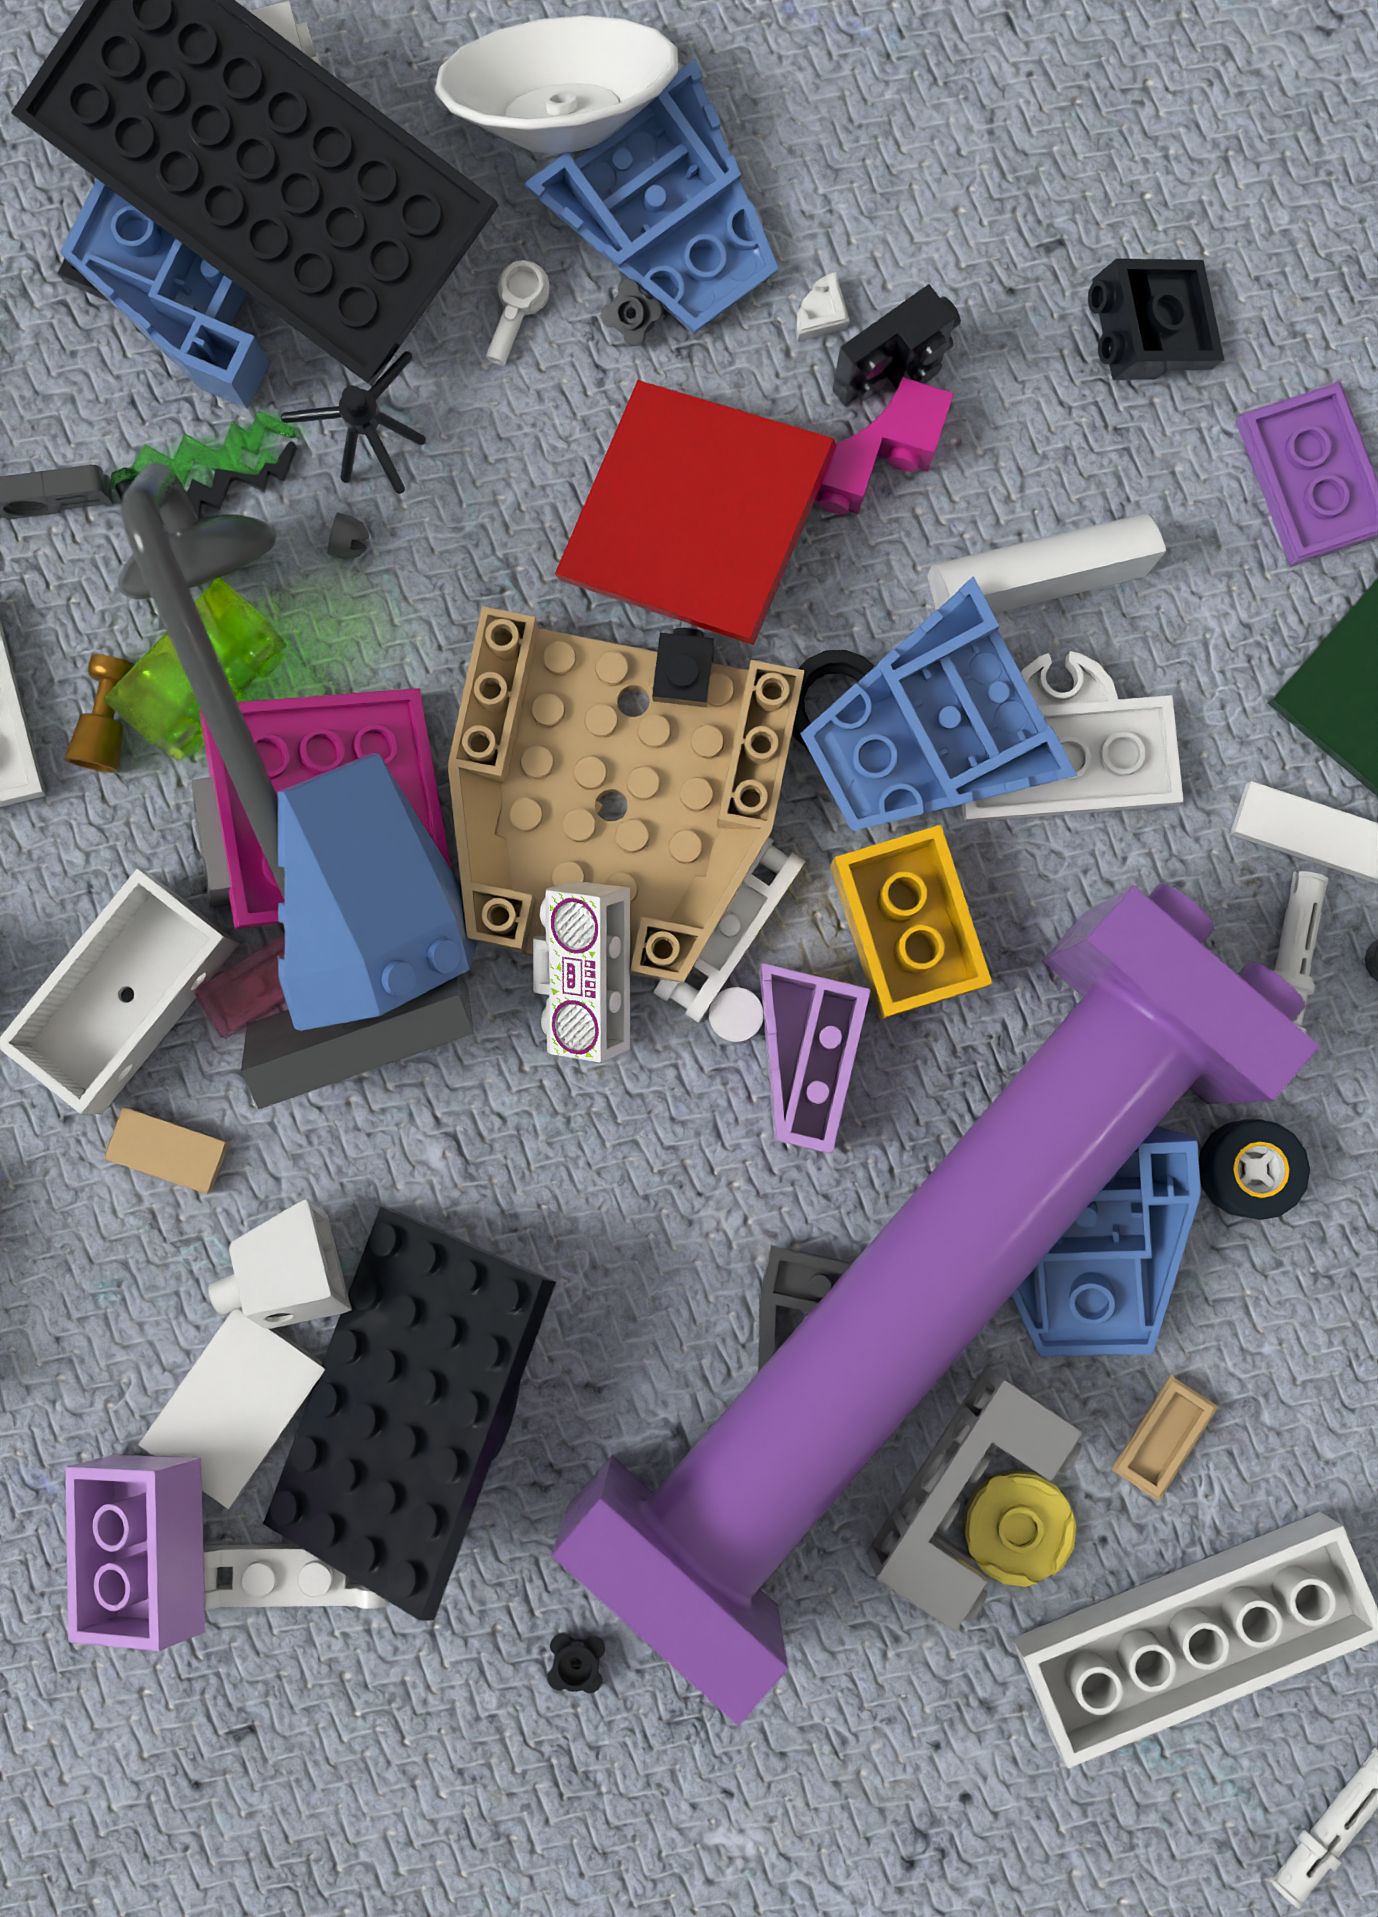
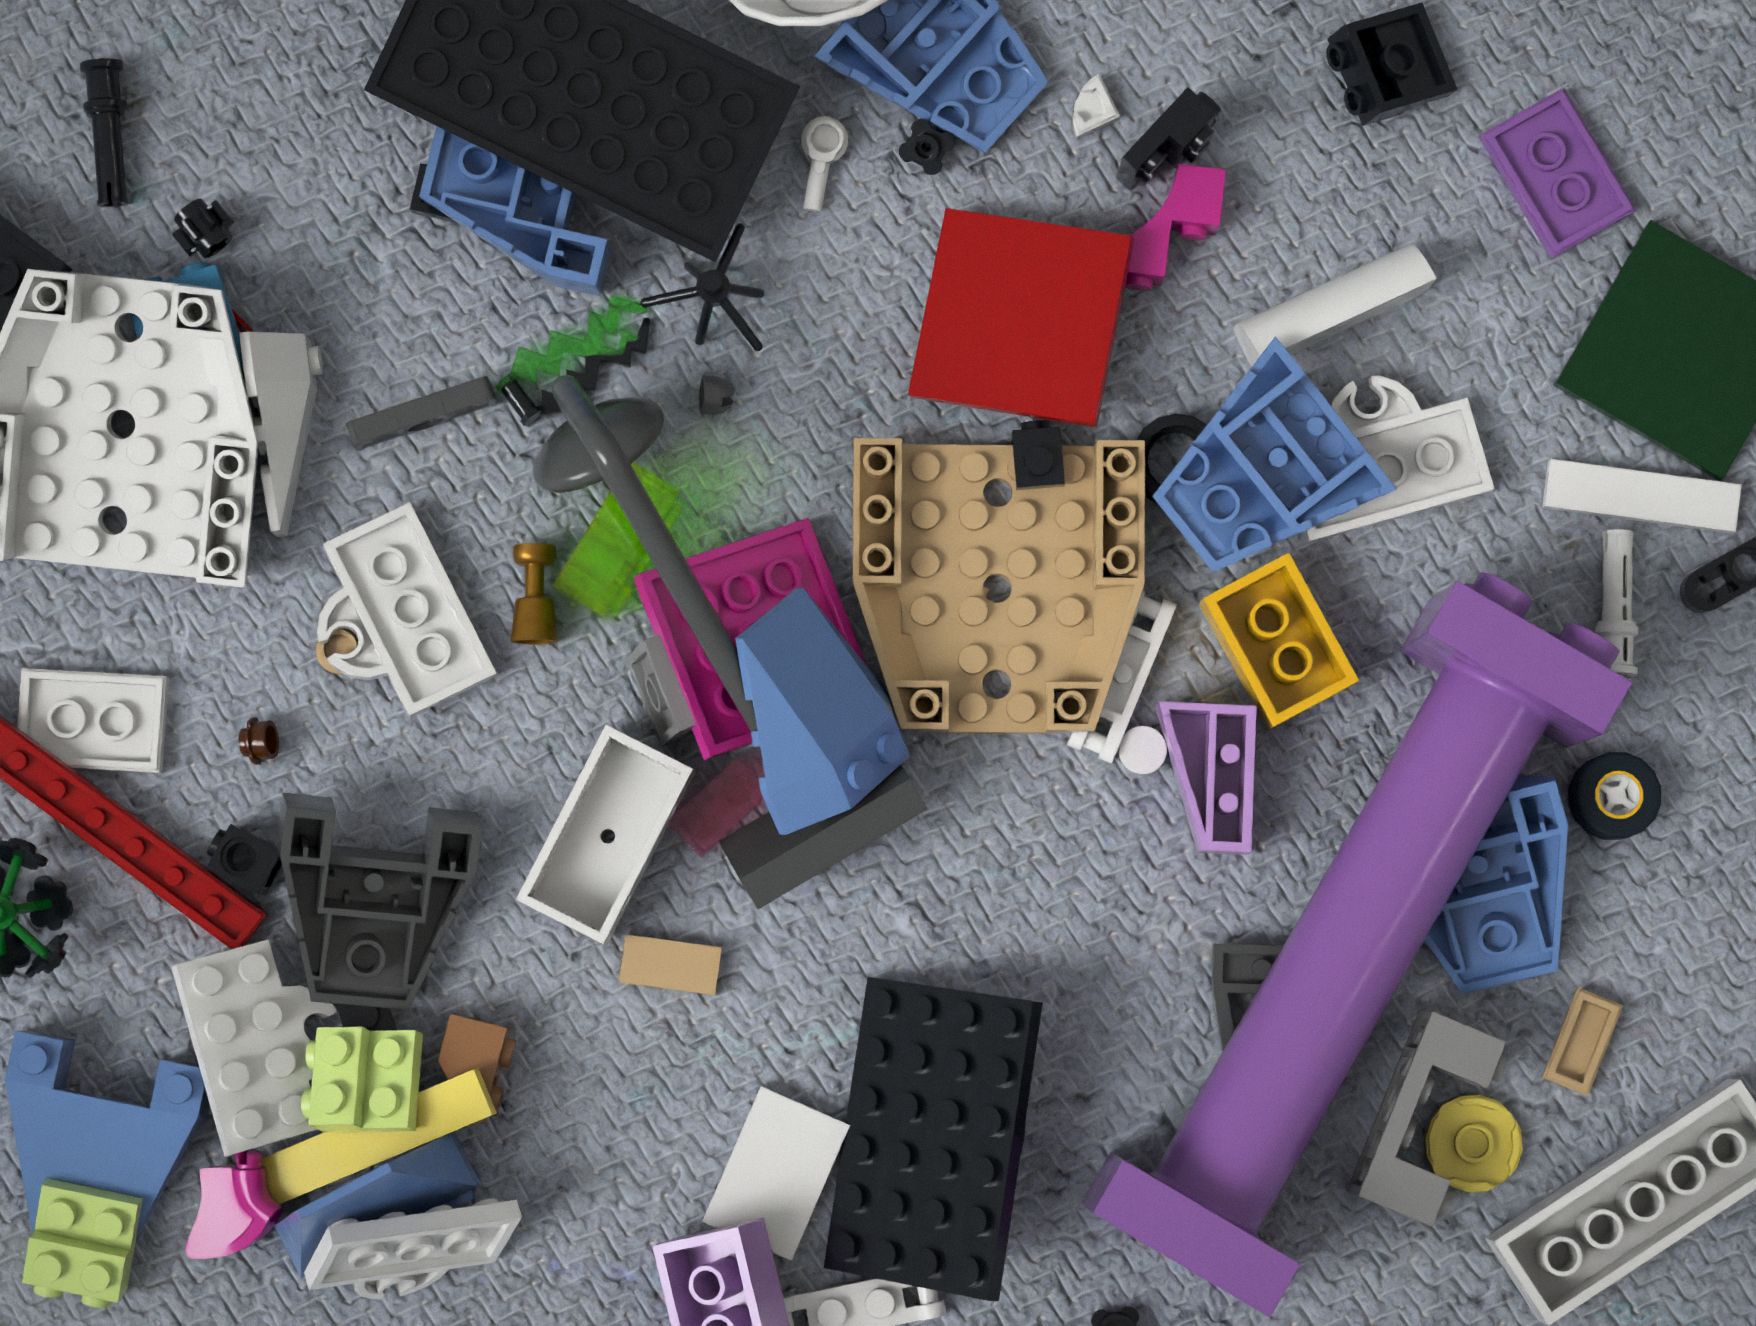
camera: 15 degrees left, 0 degrees up
(284, 1271) = (799, 1047): white torso -> none
(584, 970) = (1006, 737): white piece -> none

